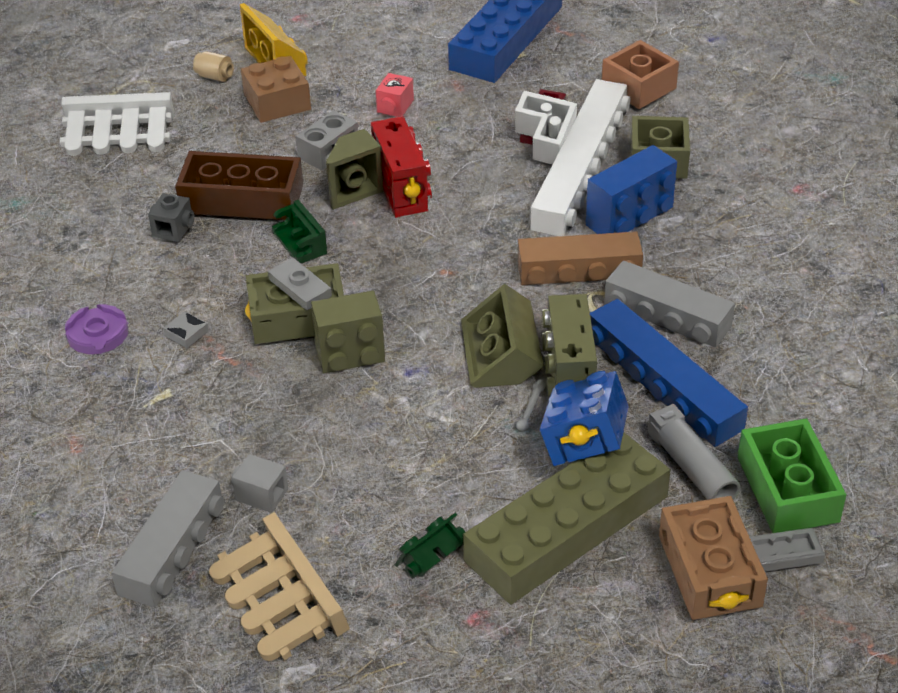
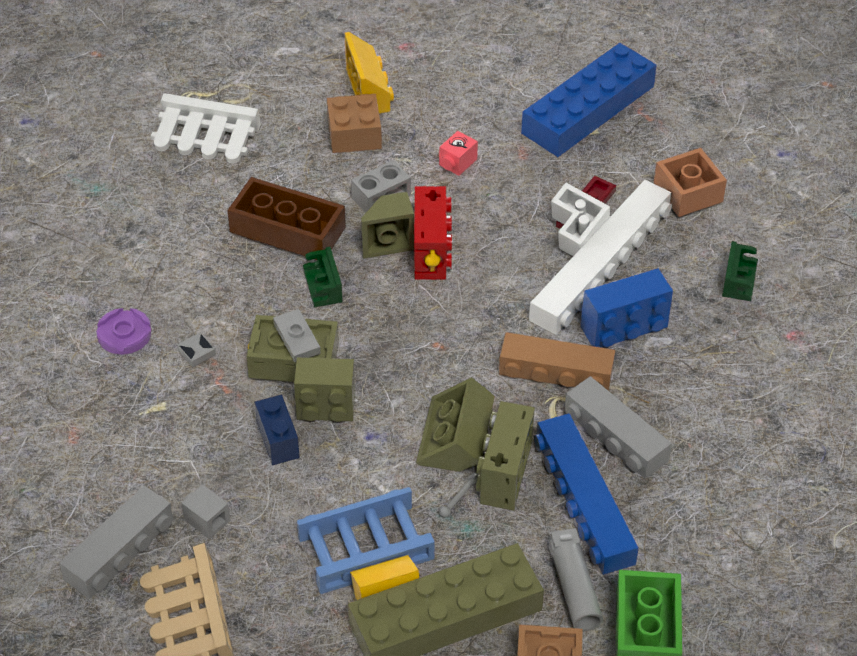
camera: 15 degrees right, 5 degrees up
(171, 217) = (217, 237): dark grey brick -> none
(213, 66) = (308, 85): tan brick -> none
(308, 384) = (277, 429): none -> dark blue brick
(419, 553) = (312, 607): dark green hinge -> none
(456, 496) = (337, 574): none -> medium blue fence
(488, 499) = (383, 576): none -> yellow brick
(584, 418) = (489, 524): blue piece -> none
(665, 133) = (679, 260): olive brick -> none
(722, 143) = (740, 272): none -> dark green hinge

